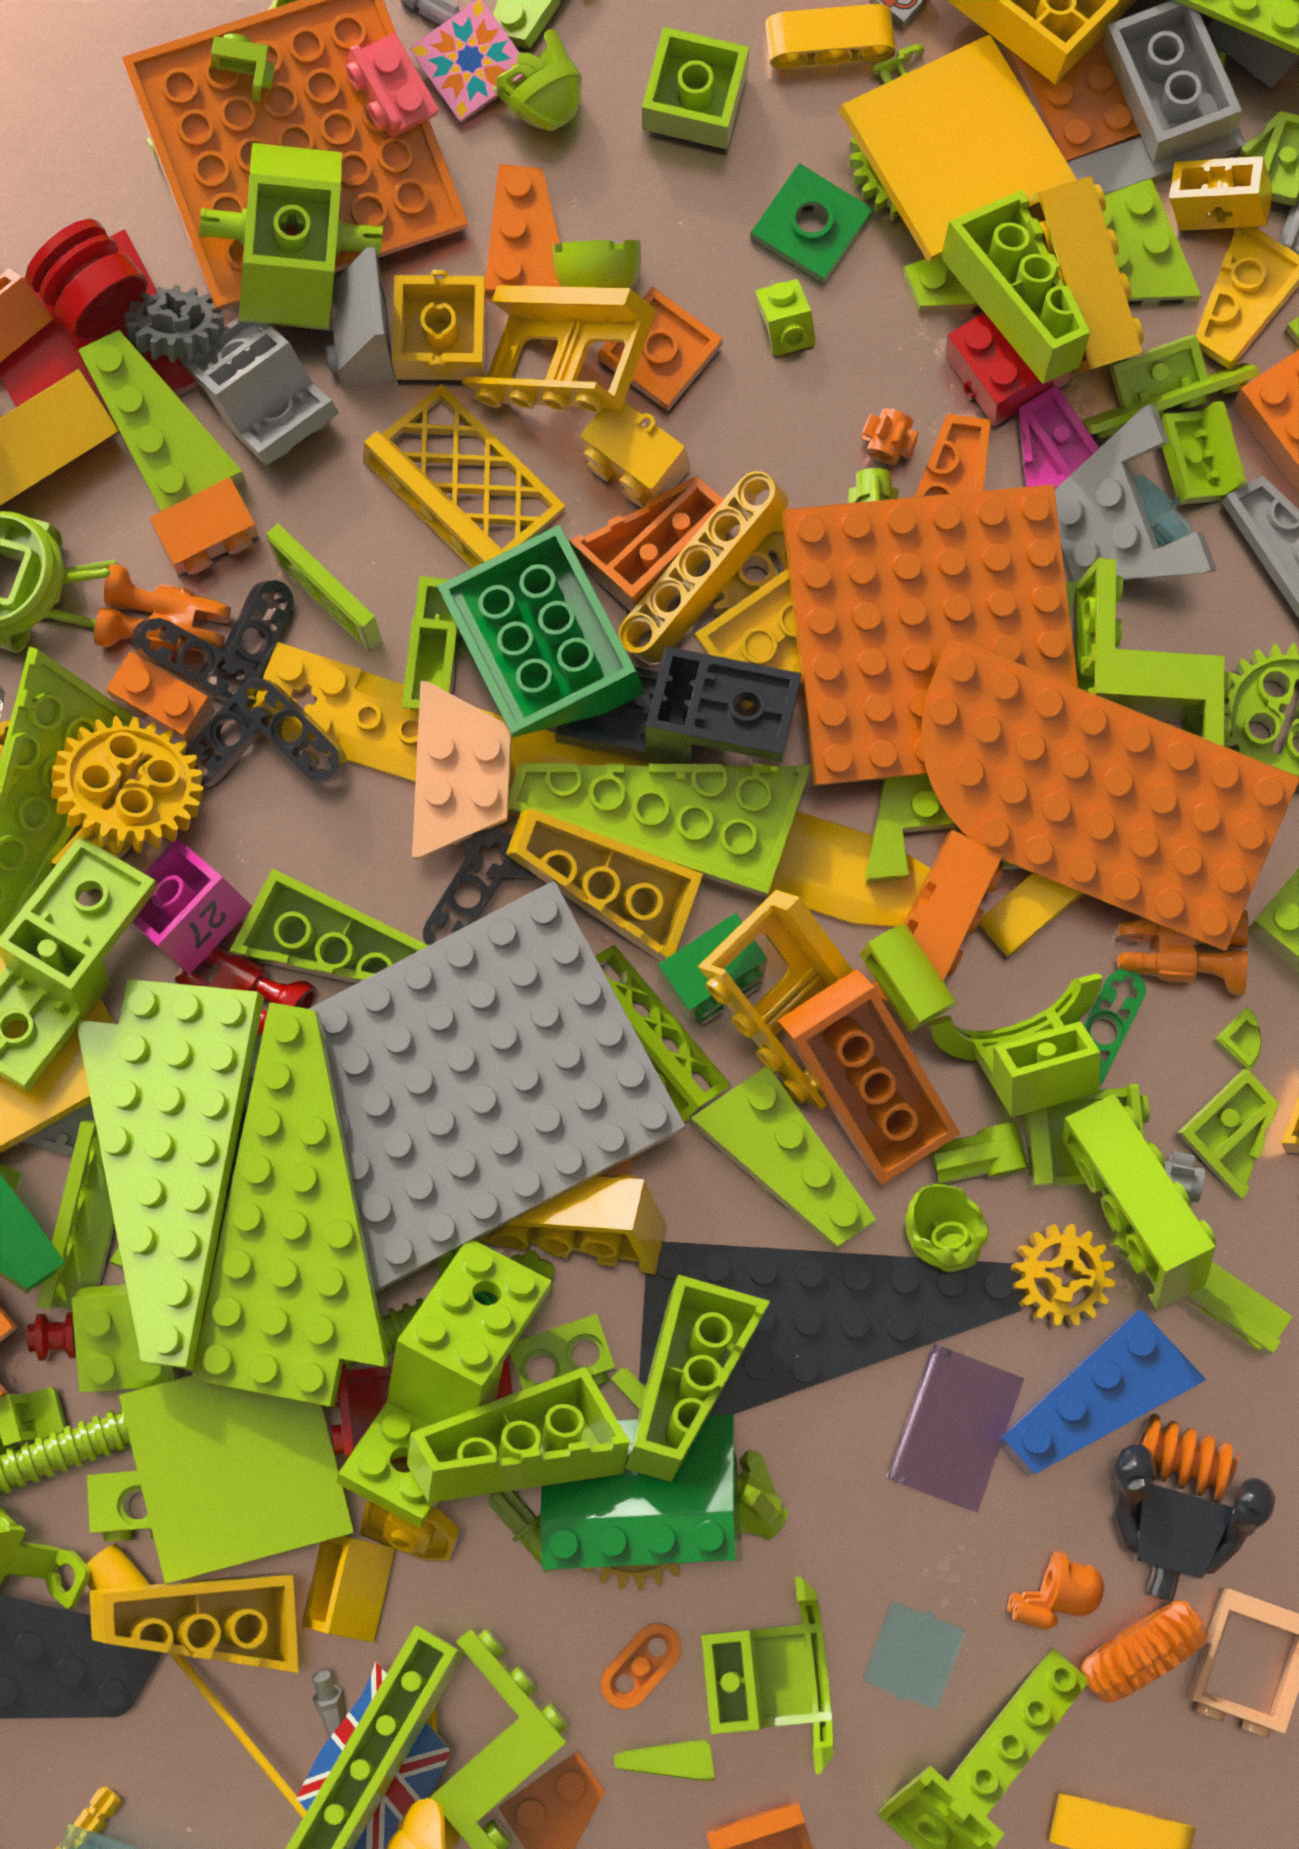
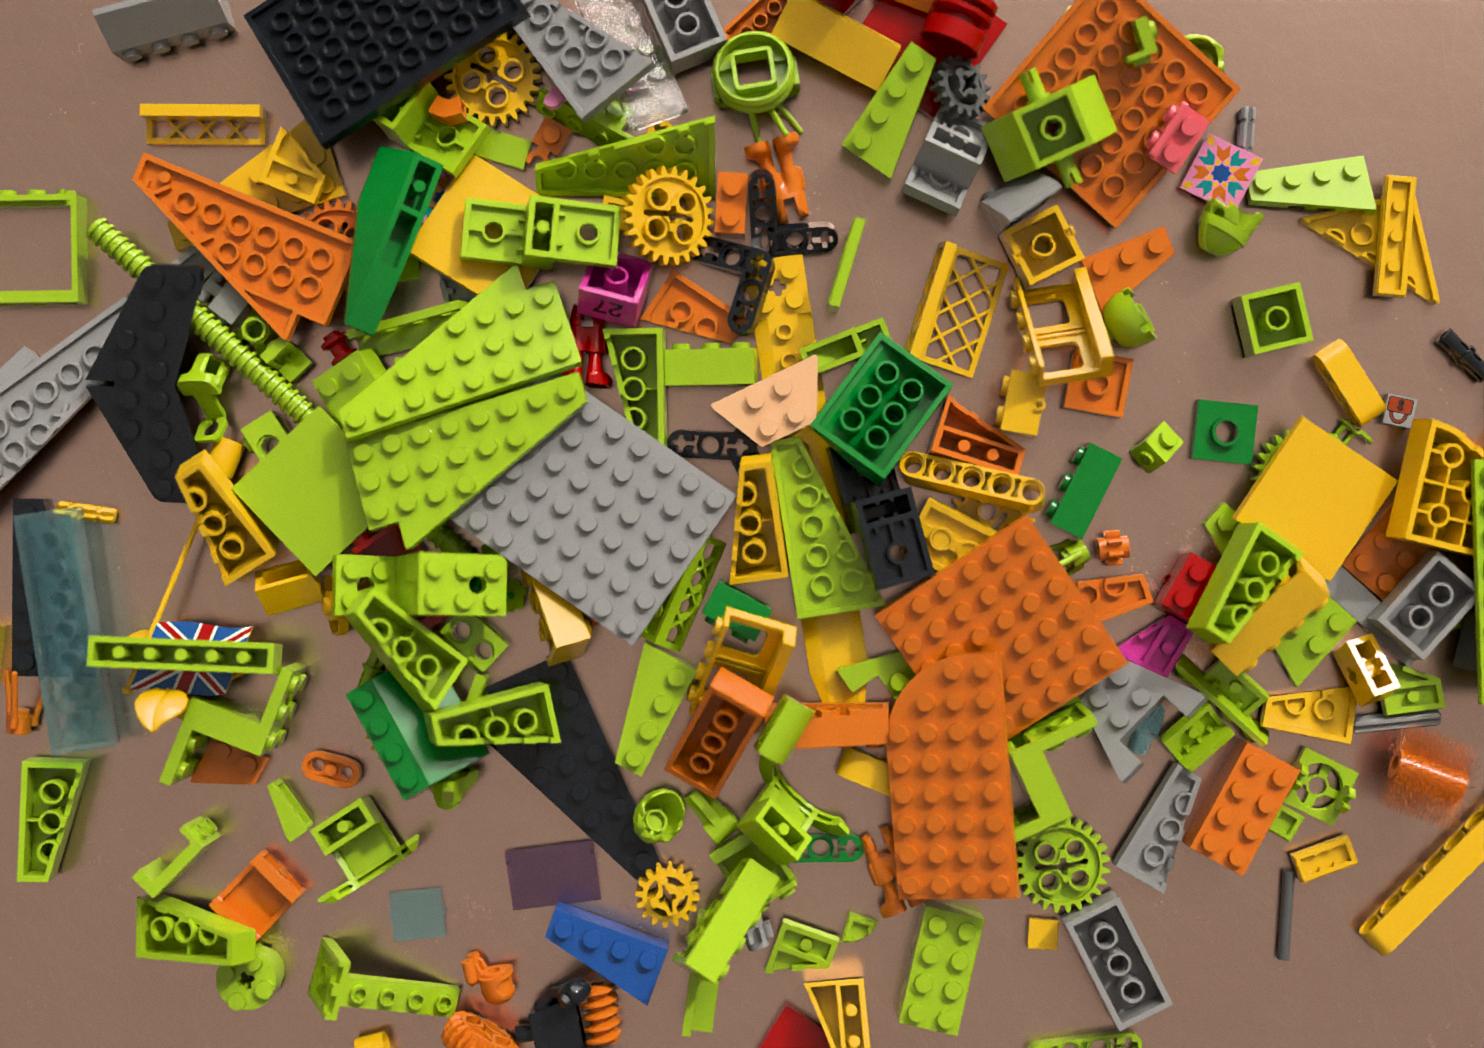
camera: 60 degrees right, 10 degrees up
(204, 527) = (847, 174): orange brick -> none
(272, 826) = (690, 309): none -> orange wing
(328, 1701) = (222, 610): light grey bar -> none
(360, 835) = (711, 365): none -> lime brick
(792, 437) = (1082, 489): none -> green brick

